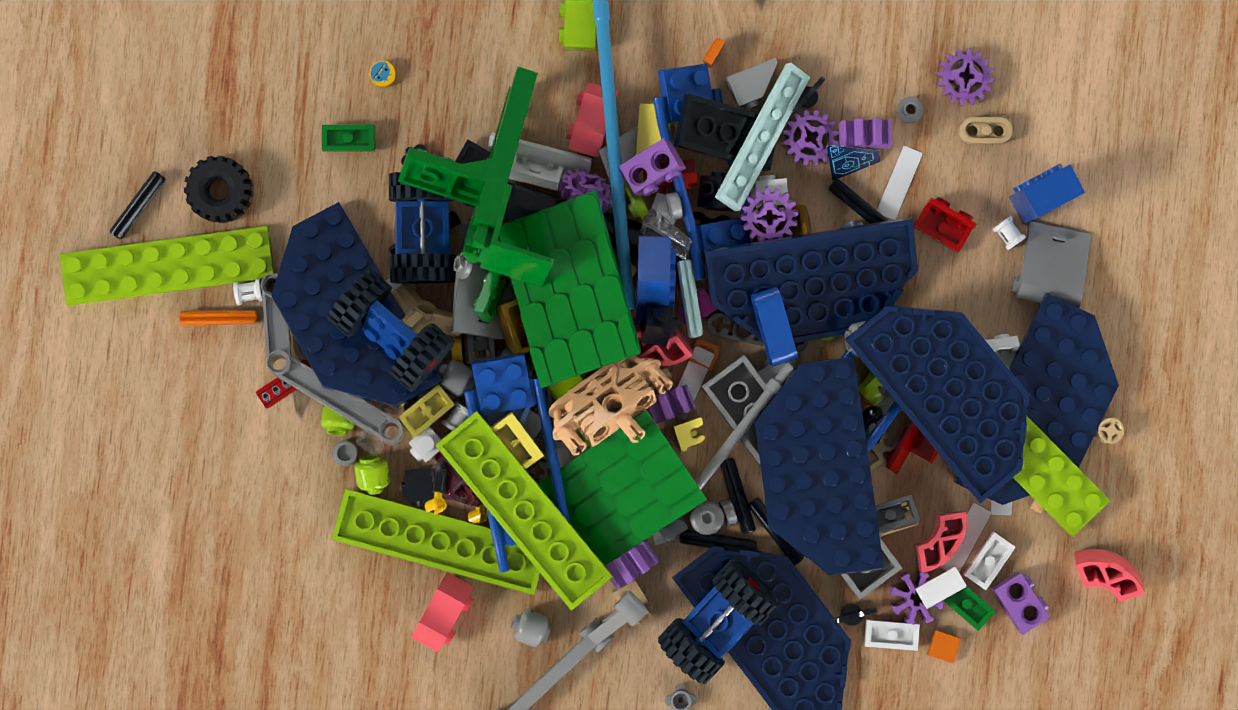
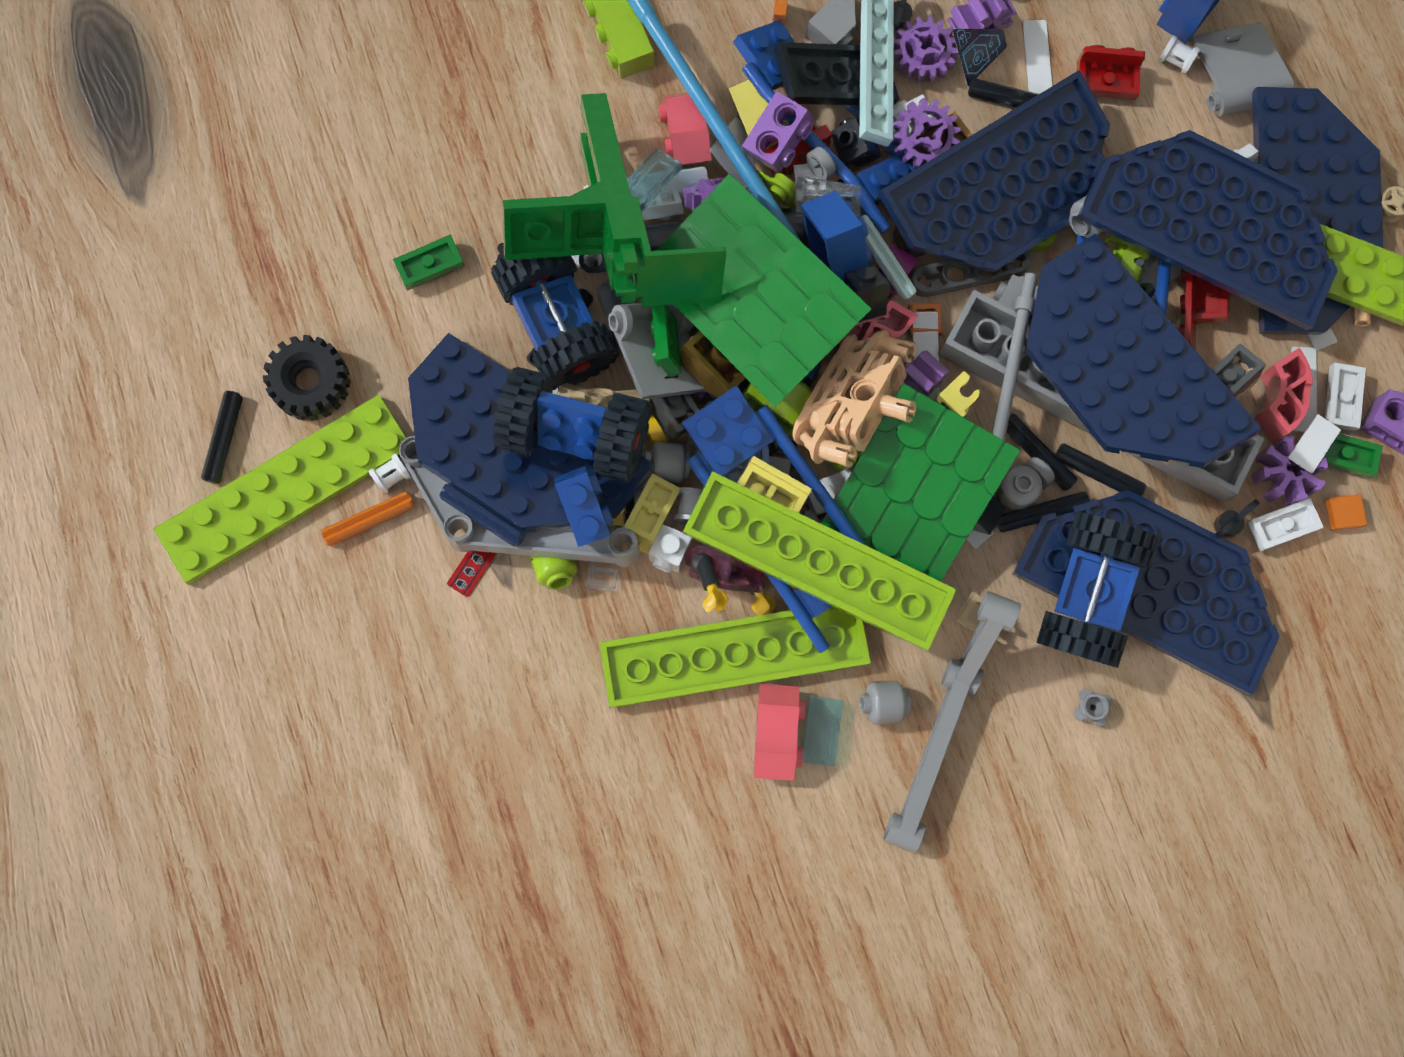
camera: 30 degrees left, 10 degrees down
(299, 361) = (482, 515): none -> dark blue axle
(345, 453) = (580, 604): light grey tile -> none
(371, 393) = (580, 502): none -> blue brick
(372, 473) = (622, 611): lime head -> none
(382, 74) = (436, 182): tile -> none
(418, 486) = (682, 601): black brick -> none
(477, 625) = (822, 730): none -> clear light blue tile
(542, 153) = (652, 177): none -> clear light blue tile
(632, 564) = (967, 572): medium lavender gear -> none
(774, 326) = (993, 240): blue beam -> none

